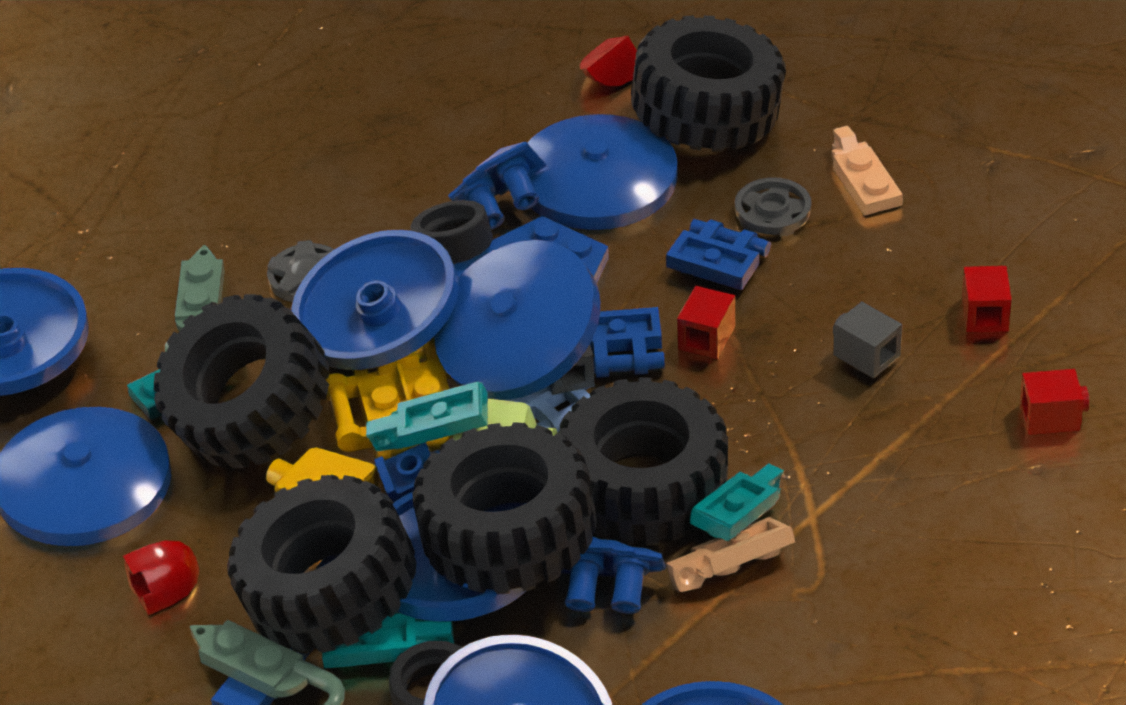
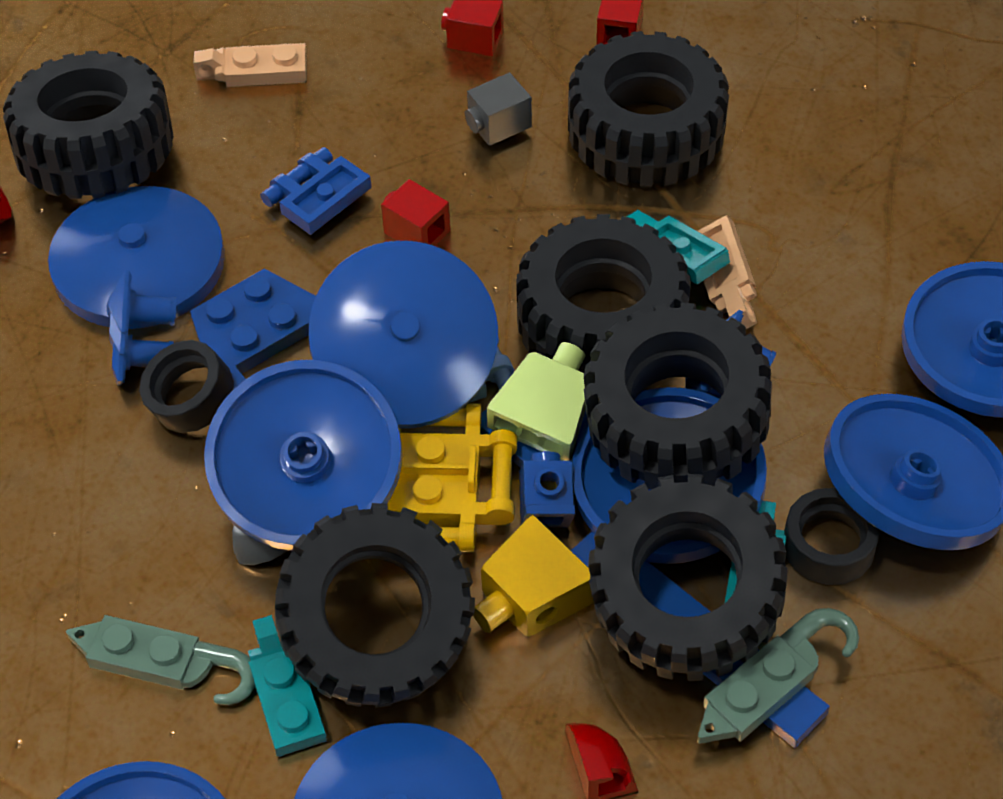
camera: 75 degrees left, 10 degrees up
(293, 266) = (159, 540): dark grey wheel -> none
(431, 417) = (516, 436): teal hinge -> none
(772, 210) = (266, 141): dark grey wheel -> none
(908, 480) = (642, 145): none -> black tyre

